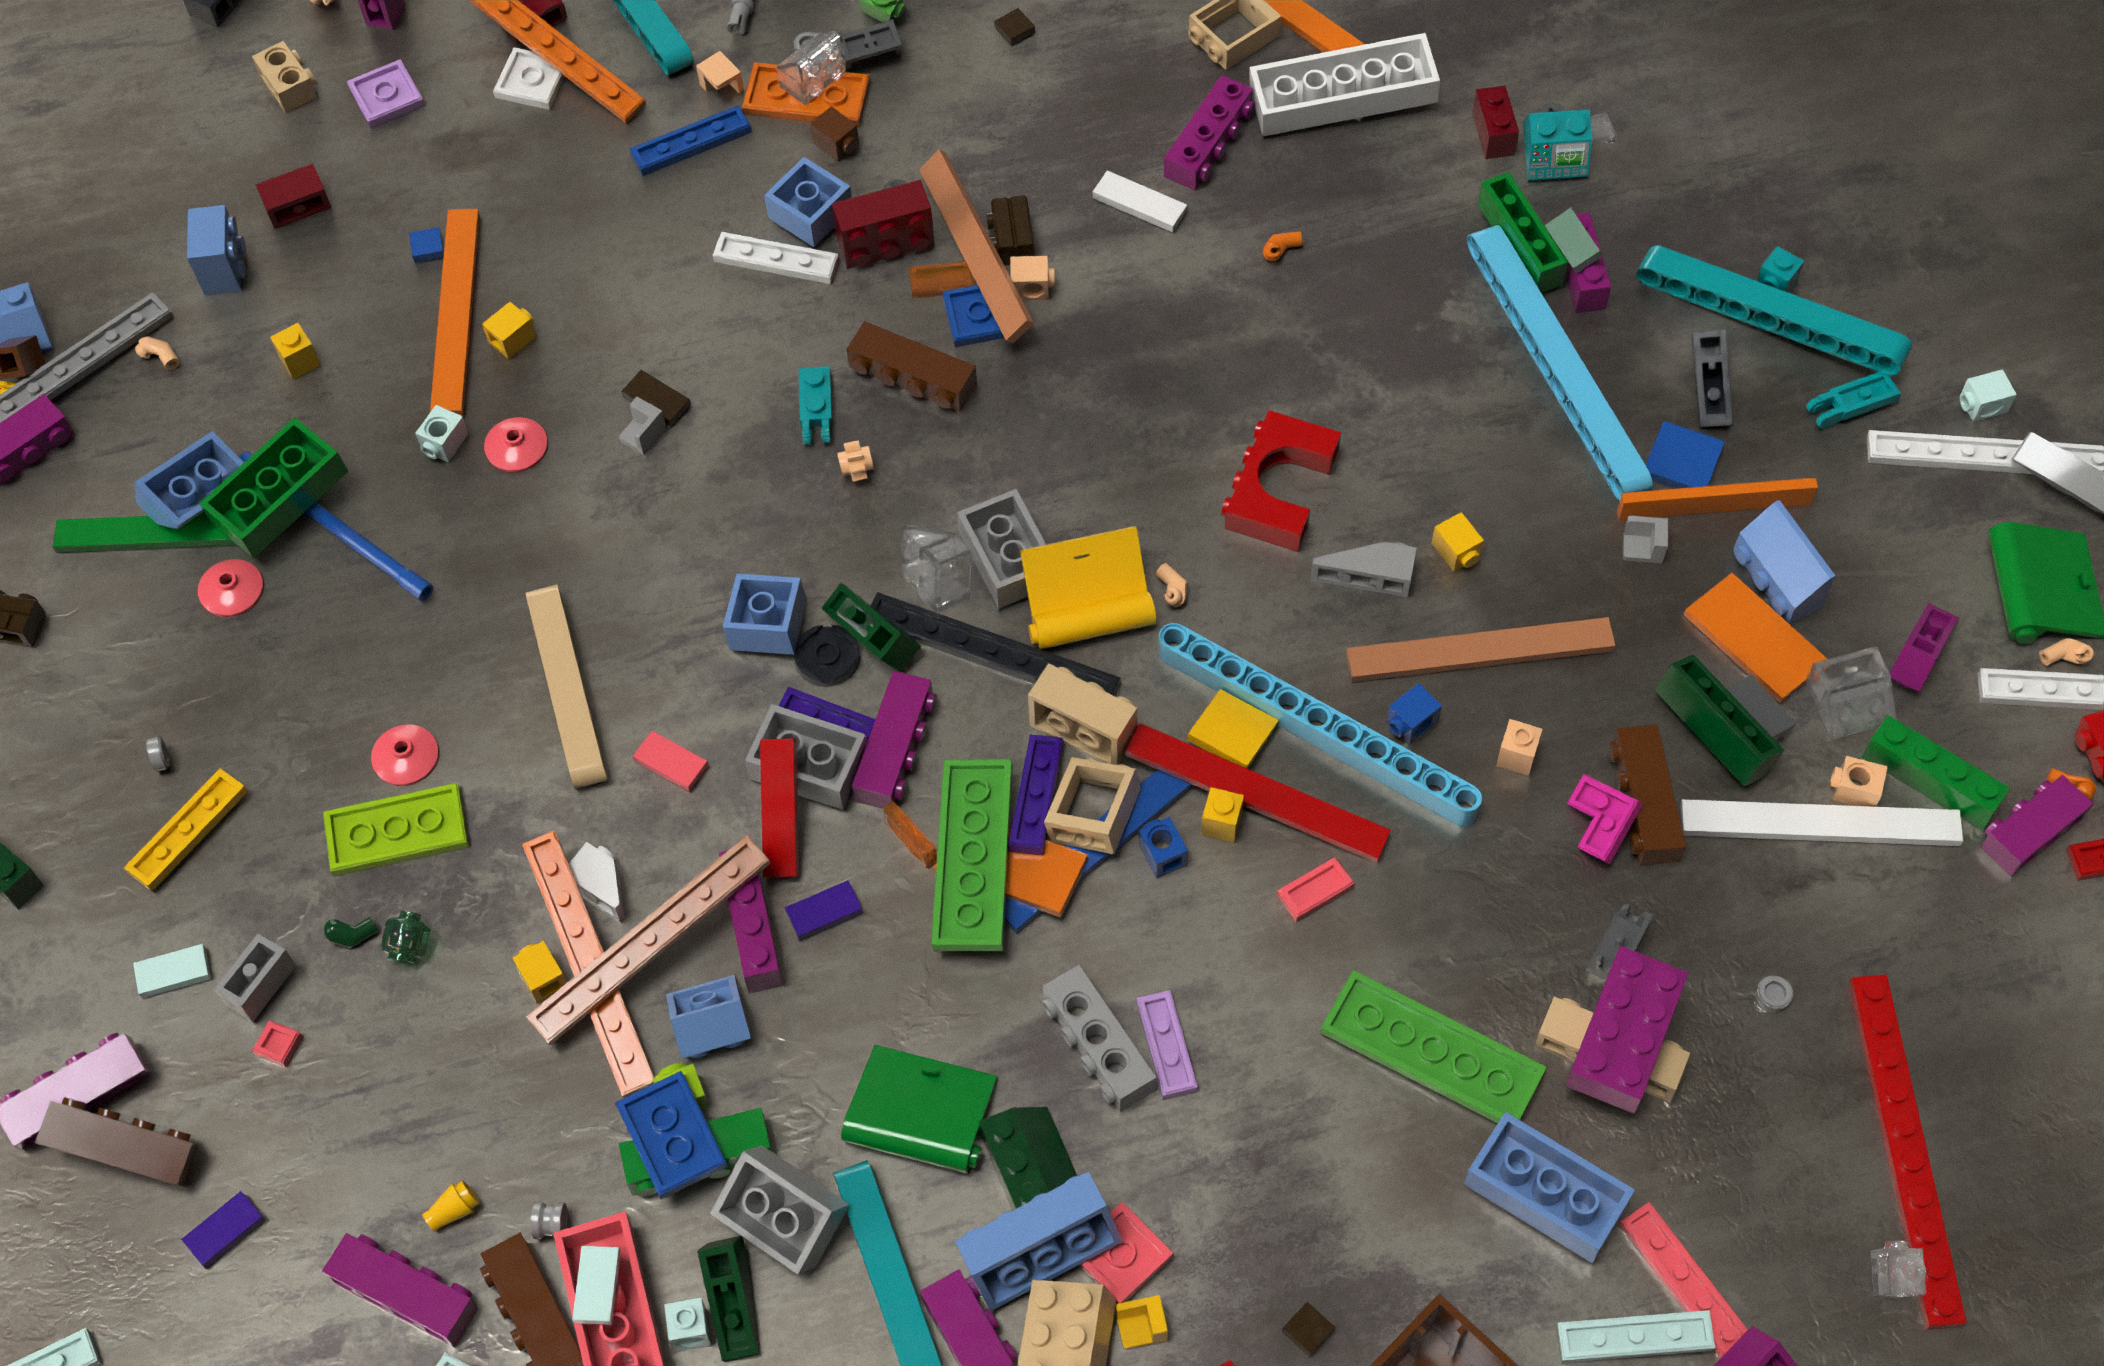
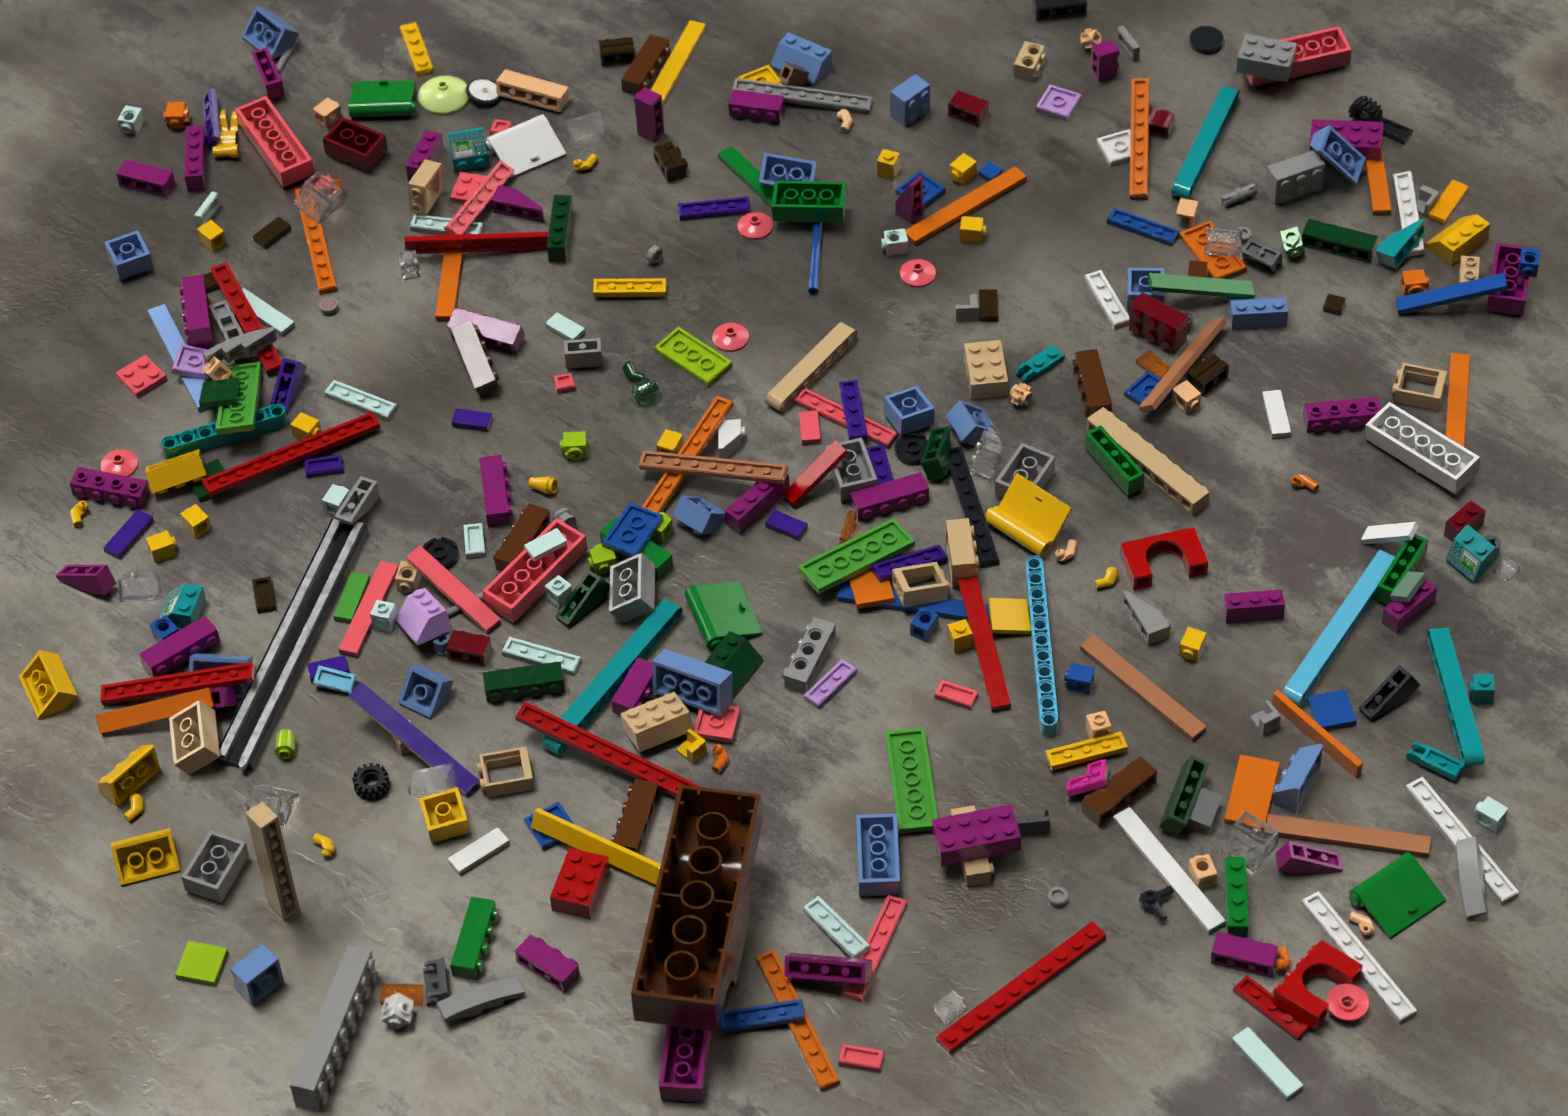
camera: 55 degrees right, 10 degrees down
(146, 619) = (714, 208): none -> dark purple tile
(375, 346) = (931, 189): none -> blue tile
(393, 271) = (963, 169): none -> yellow brick
(394, 367) = (910, 202): none -> magenta slope
(417, 1109) = (574, 445): none -> lime brick
(675, 1217) = (601, 559): none -> lime brick
(694, 703) = (834, 412): none -> coral tile
(697, 684) = (853, 410): none -> dark purple tile
(773, 473) = (986, 369): none -> tan brick
(852, 554) = (968, 422): none -> medium blue slope
(865, 139) = (1201, 286): none -> tile
(955, 109) = (1258, 312): none -> medium blue slope
(1071, 426) = (1114, 460): none -> green brick
(1099, 390) = (1156, 466): none -> tan brick
(1193, 1292) = (721, 758): none -> orange arm
(1264, 569) = (1109, 579): none -> yellow arm
(1449, 431) = (1253, 606): none -> magenta brick
(1456, 206) = (1389, 533): none -> white tile
(1544, 790) = (1086, 751): none -> yellow plate
(1864, 879) = (1151, 900): none -> black piece
(1907, 574) = (1350, 835): none -> nougat tile

